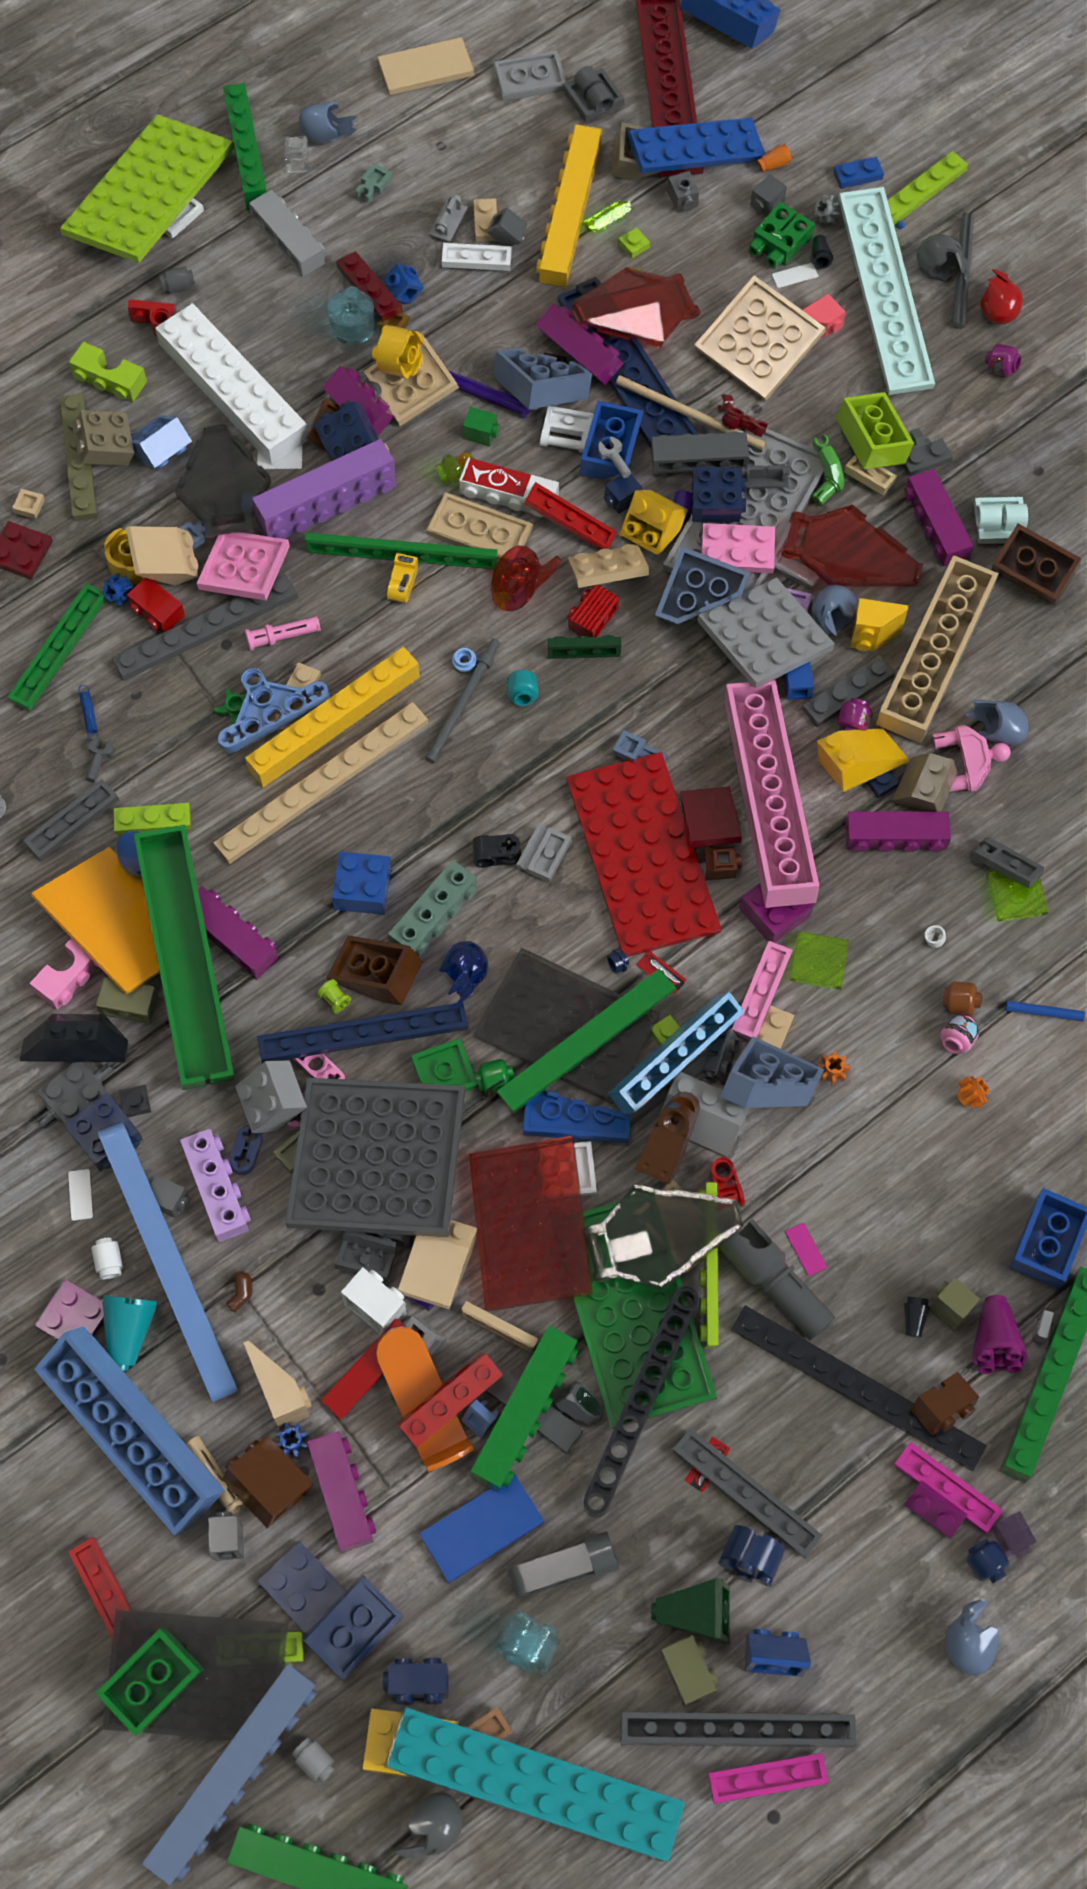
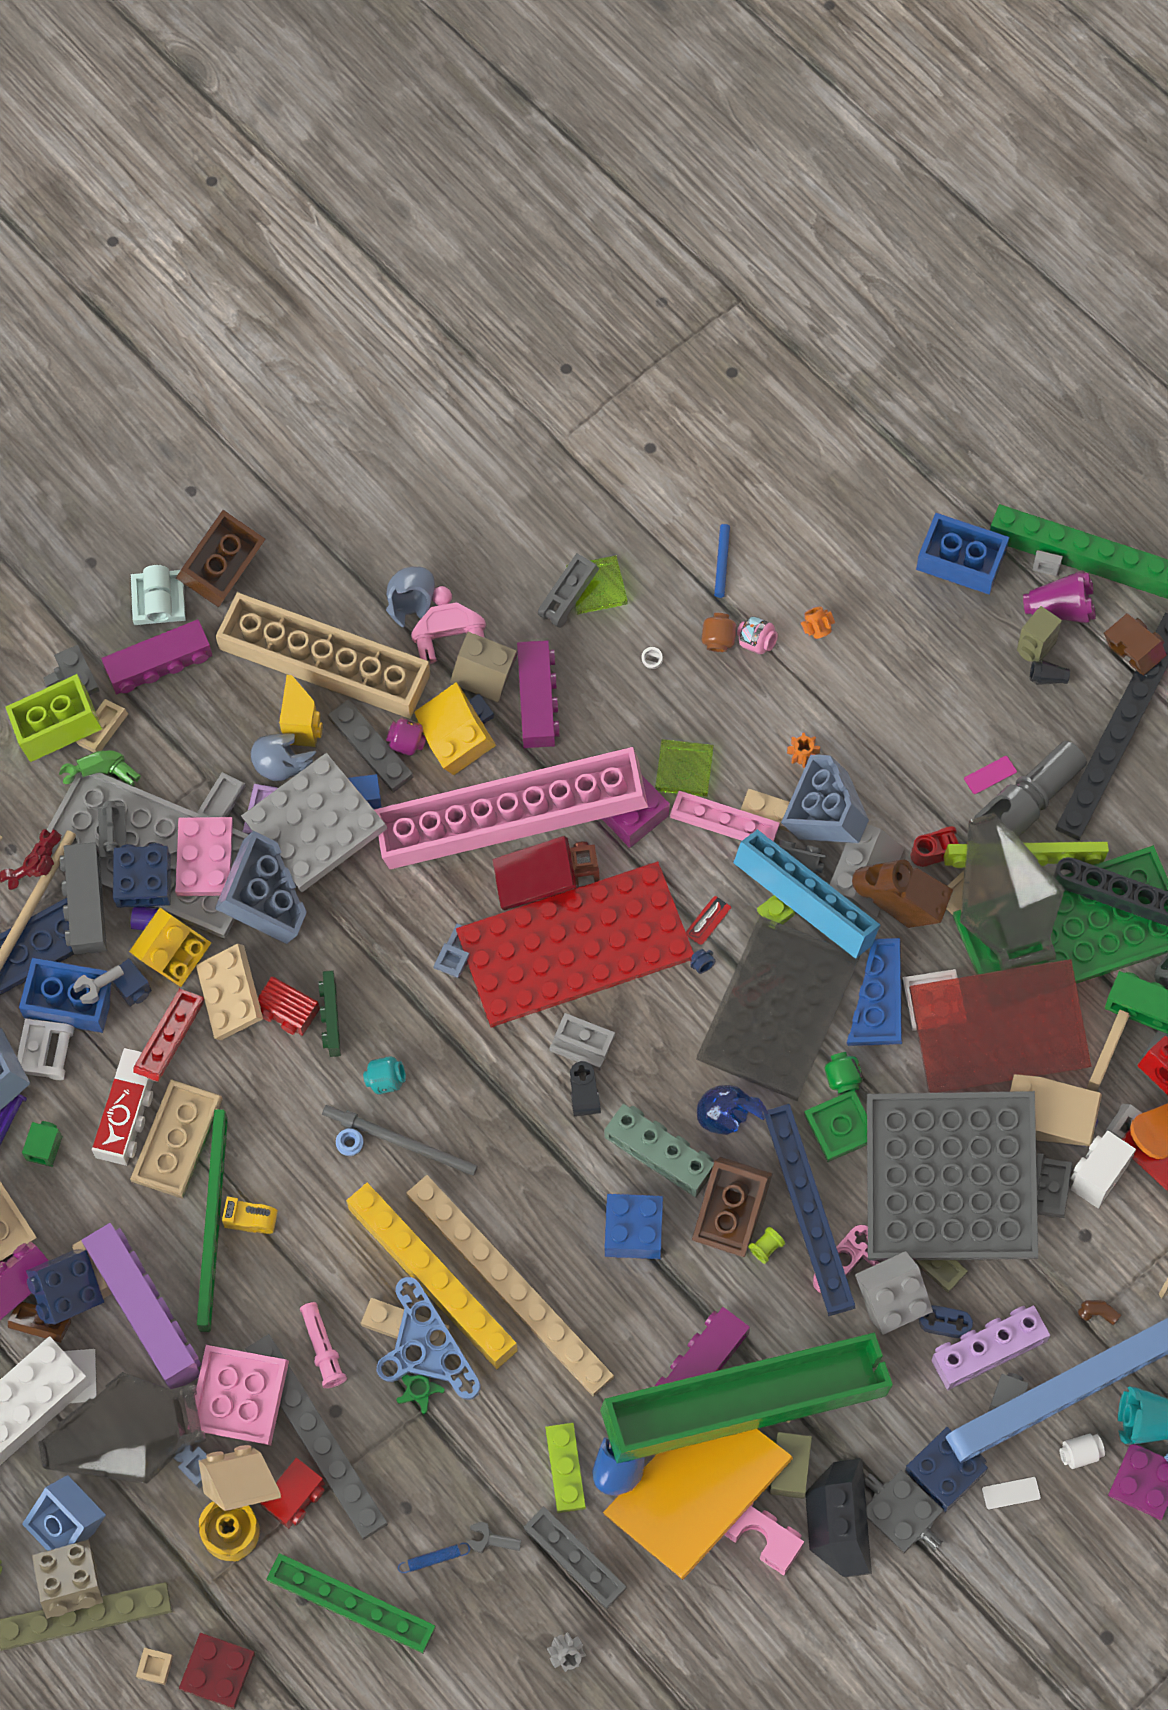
camera: 90 degrees left, 0 degrees up
(117, 589) = (274, 1539): blue gear -> none
(135, 1101) = (902, 1445): black plate -> none
(450, 468) = (100, 1173): clear neon green animal -> none
(518, 577) = (249, 1085): clear red piece -> none
(586, 1041) = (799, 983): green tile -> none
(850, 550) = (203, 744): clear red windscreen -> none

